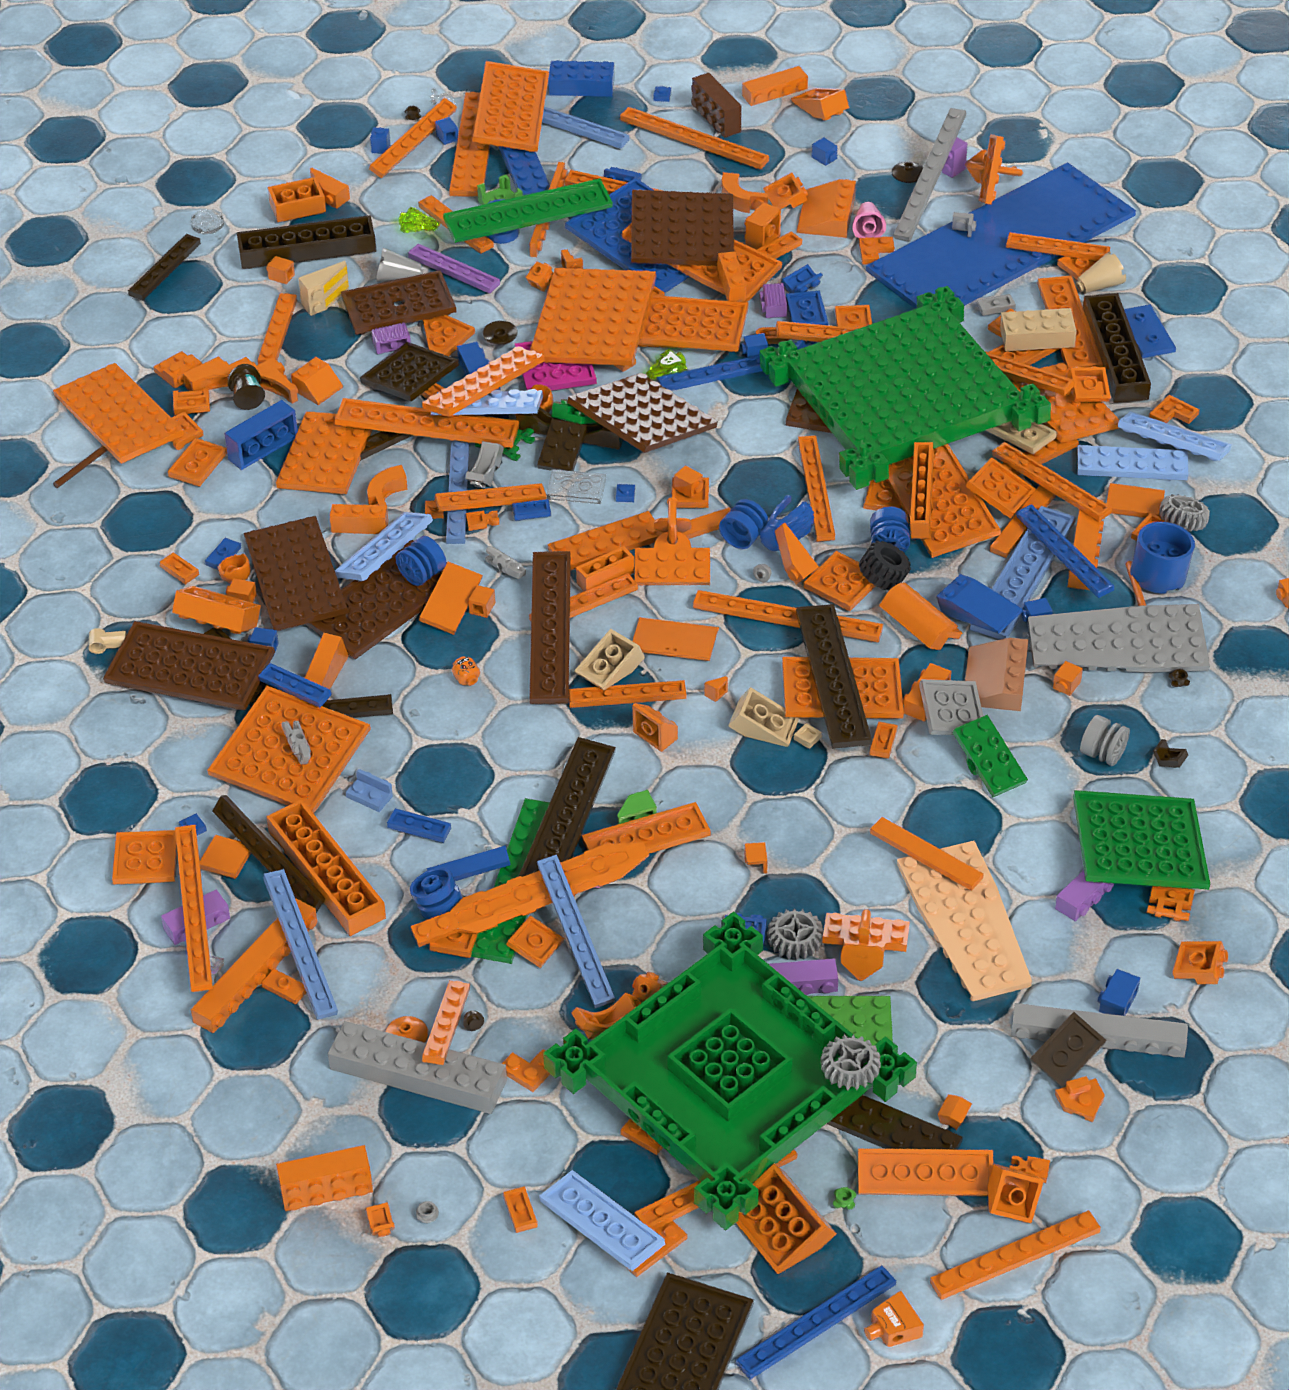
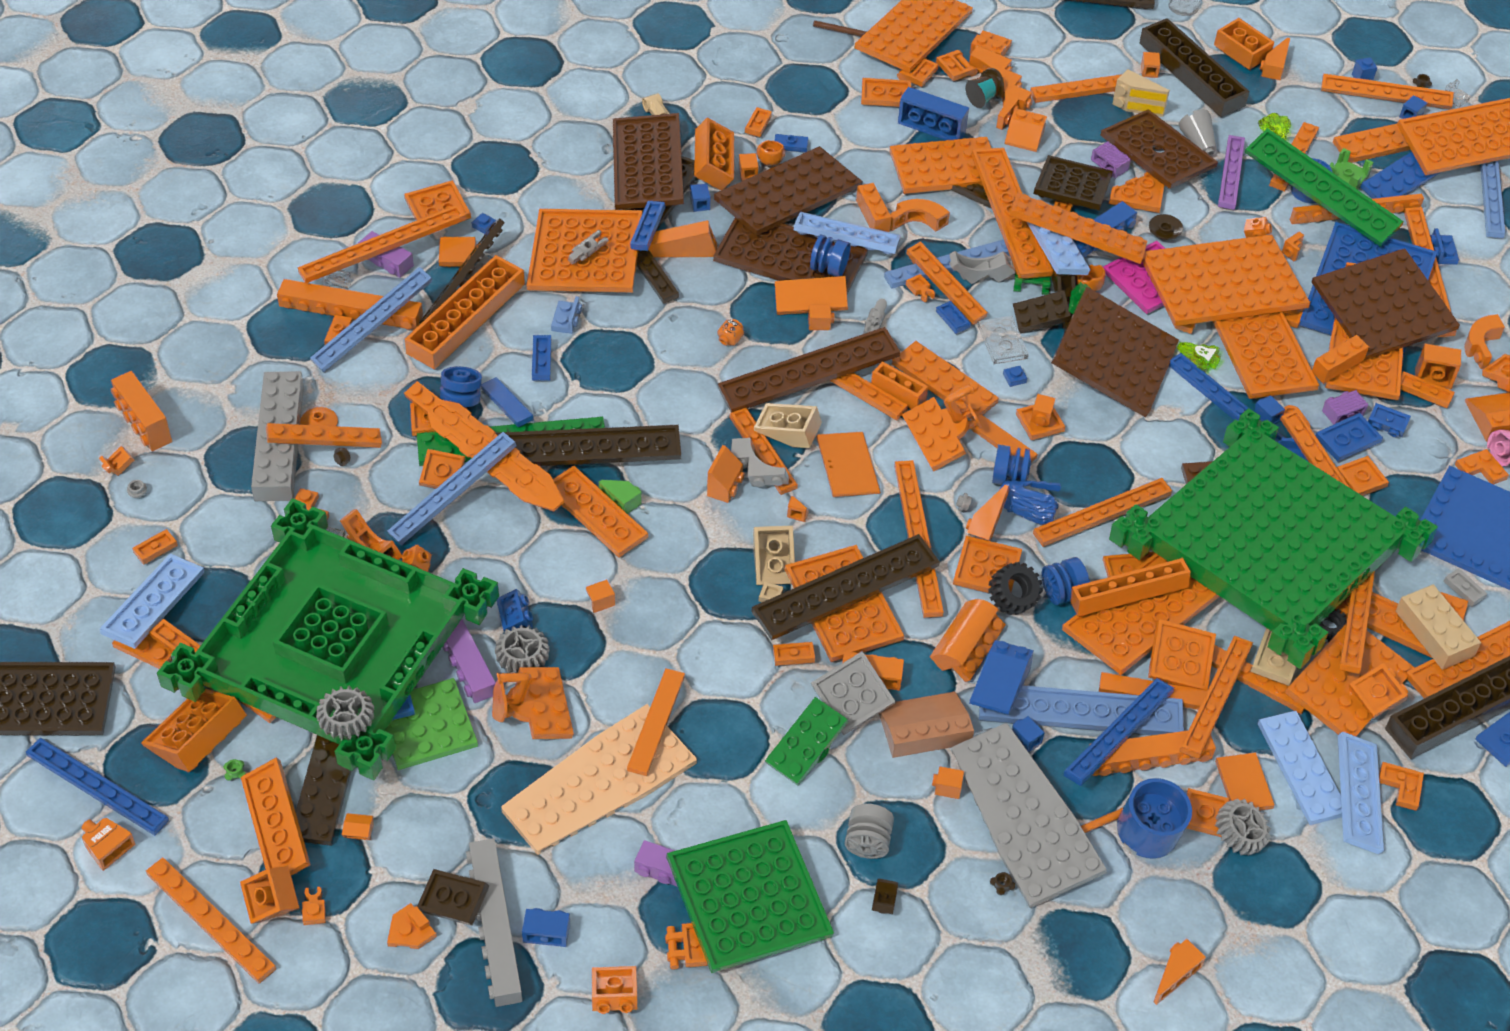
camera: 65 degrees right, 5 degrees up
(658, 699) = (758, 472): none -> light grey arch

